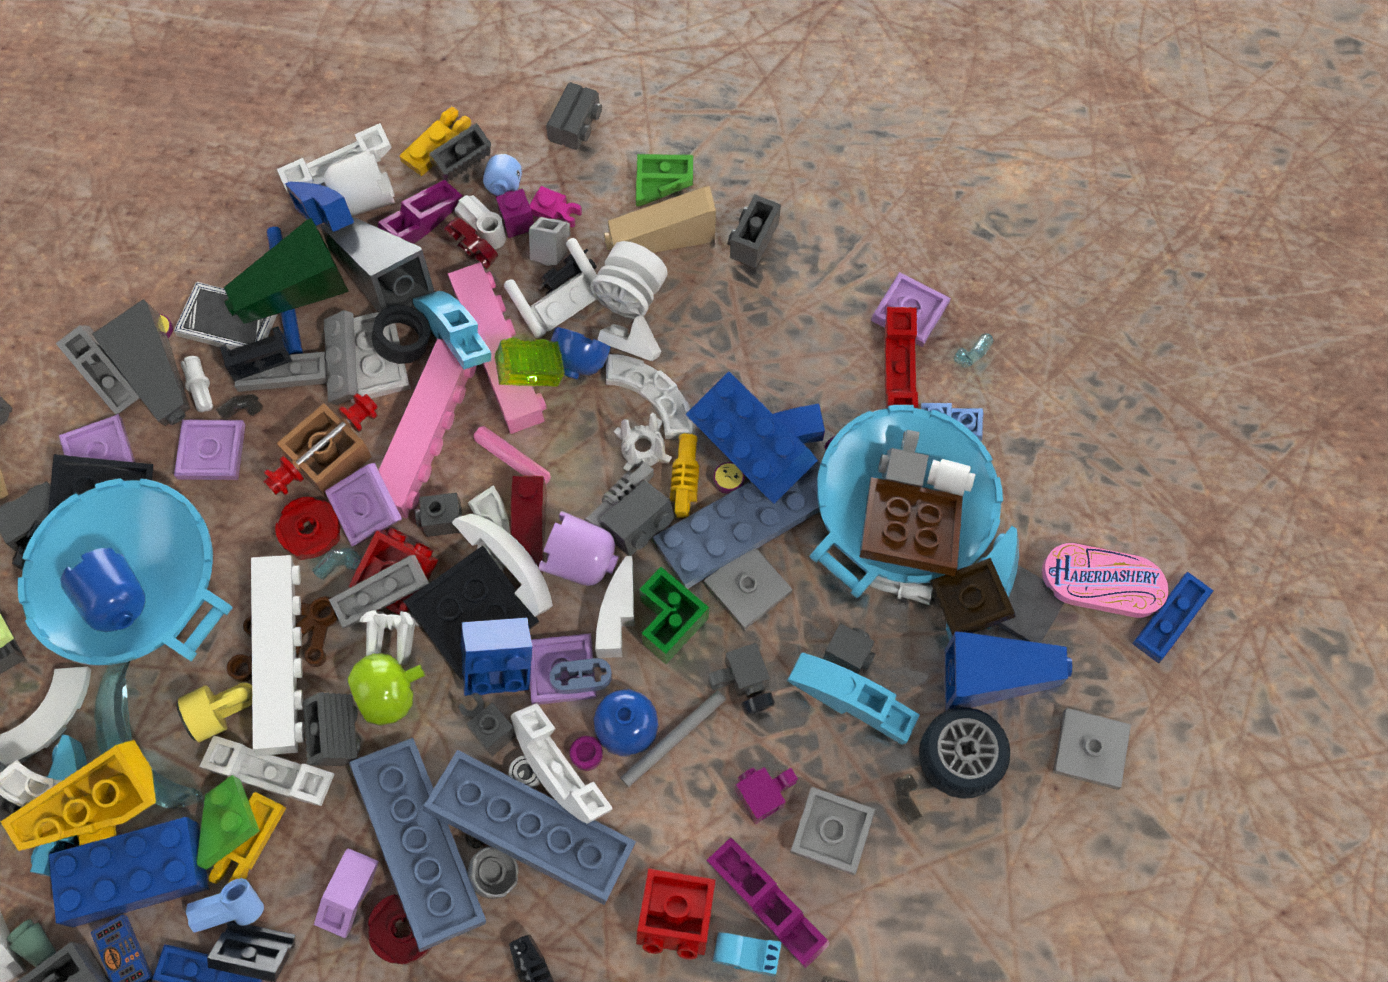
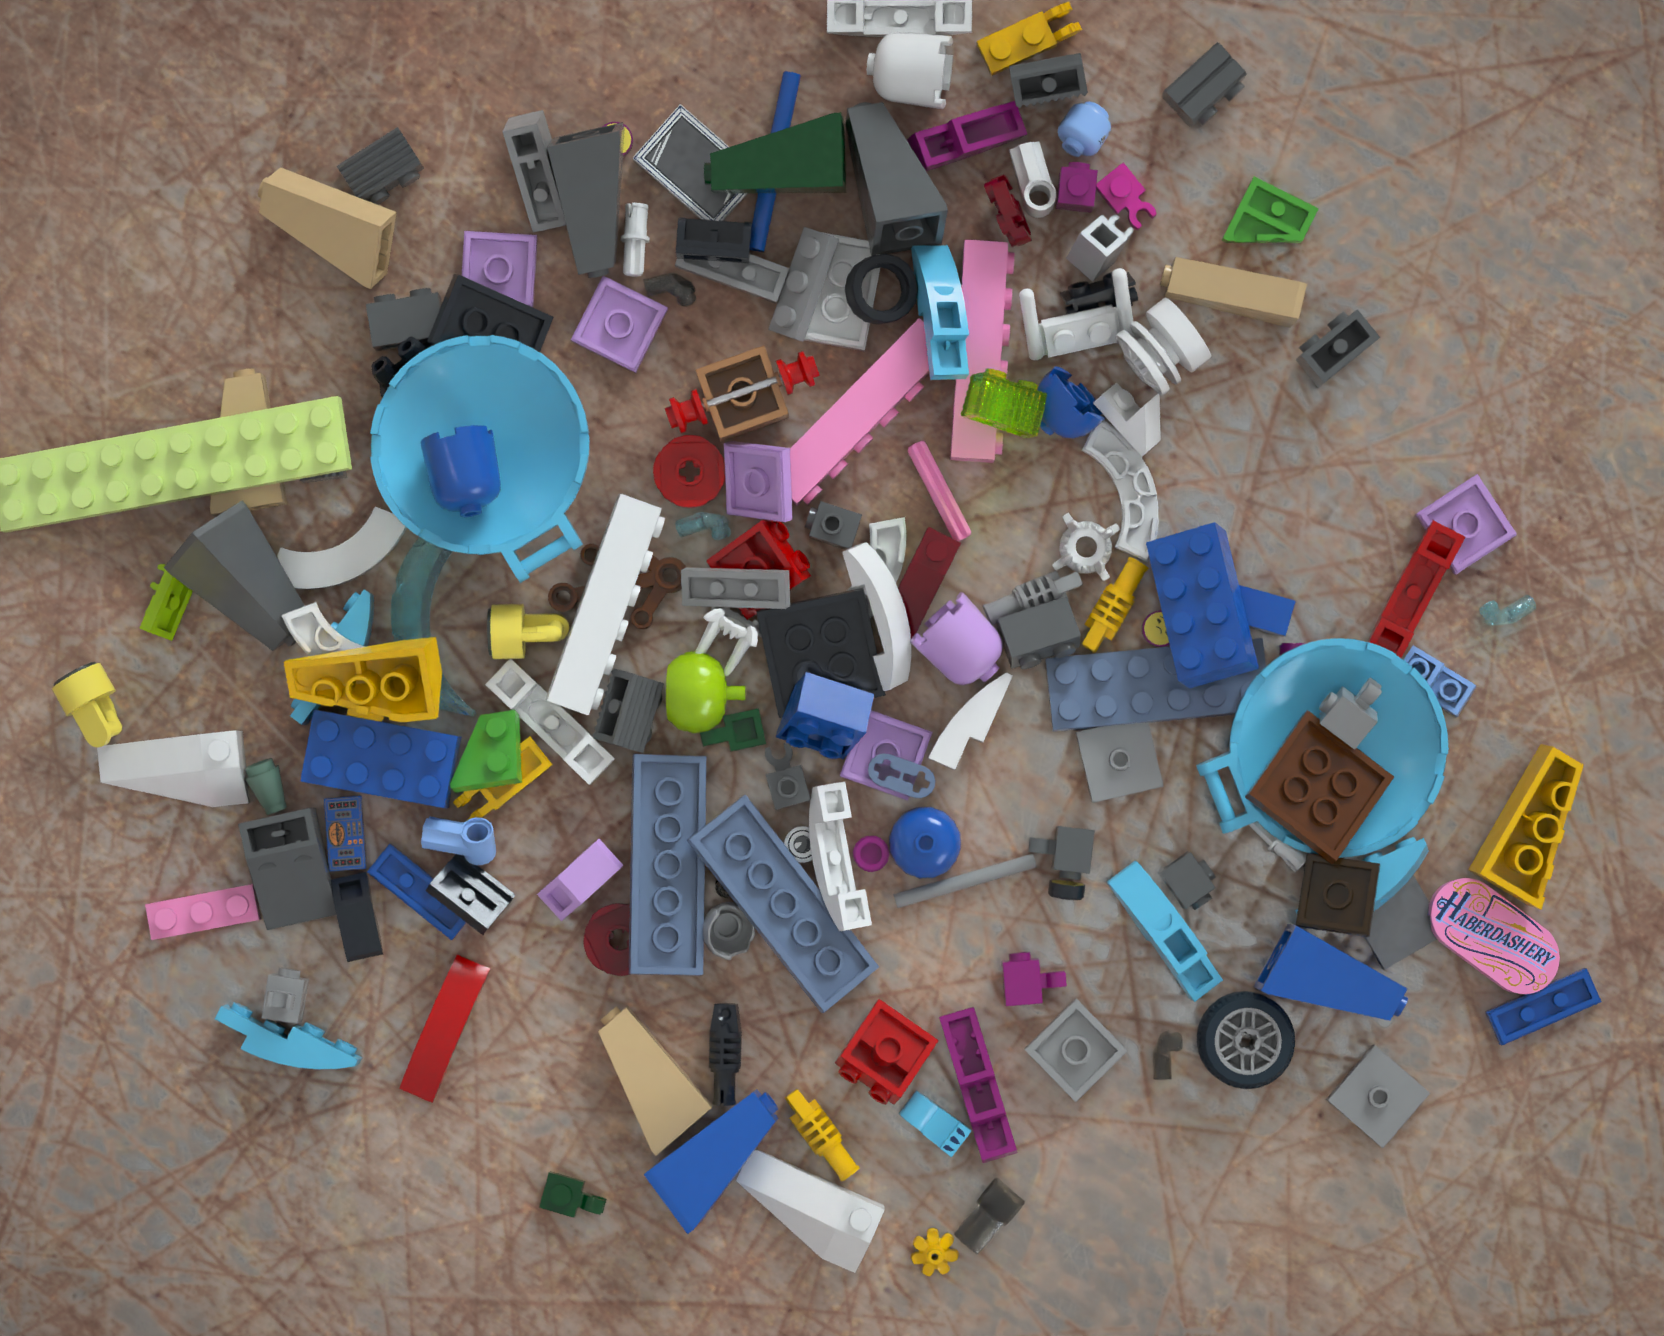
camera: 25 degrees right, 20 degrees up
(320, 204) = (857, 81): blue slope -> none
(432, 705) = (740, 730): none -> dark green plate
(677, 612) = (1032, 760): green brick -> none
(951, 477) = (1391, 753): white brick -> none
(1083, 487) = (1530, 827): none -> yellow wedge

